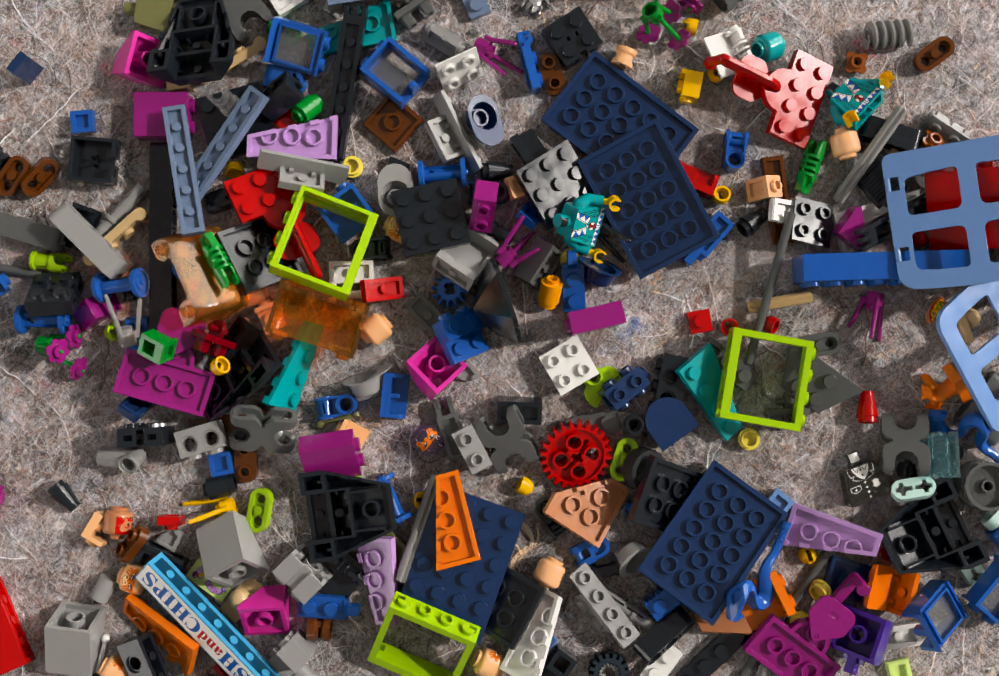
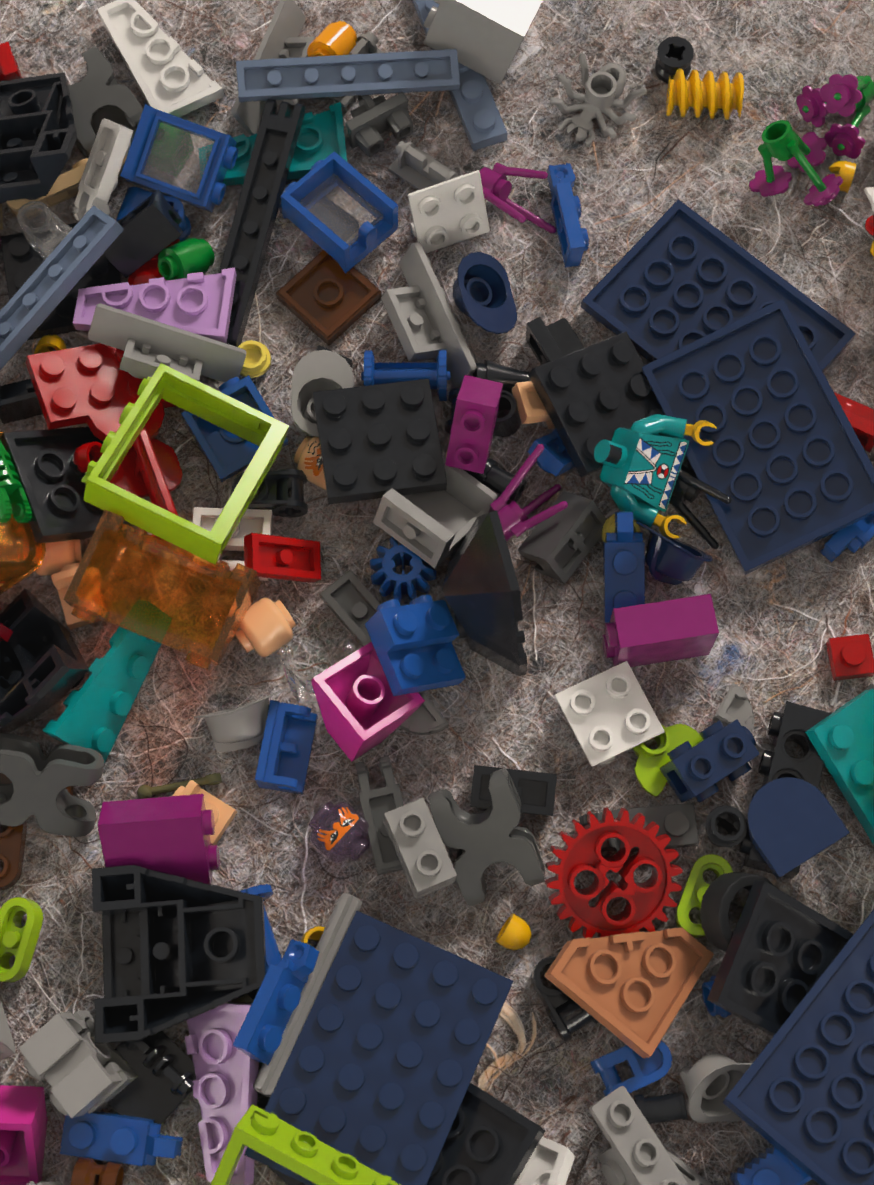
camera: 10 degrees right, 15 degrees down
(251, 58) = (102, 168): none -> white hinge
(266, 240) = (81, 455): none -> red hinge
(331, 406) = (168, 759): blue piece -> none
(402, 536) = (275, 1002): none -> blue hinge
(454, 529) = (375, 995): orange wing -> none
(549, 292) = (581, 583): light orange brick -> none
(549, 572) = (552, 1102): light nougat head -> none
(551, 73) = (602, 234): reddish brown plate -> none
(569, 49) = (634, 199): black piece -> none
(624, 57) = (729, 213): light nougat wheel -> none
(637, 356) = (736, 706): none -> light grey tile
(689, 86) = (839, 264): yellow brick -> none

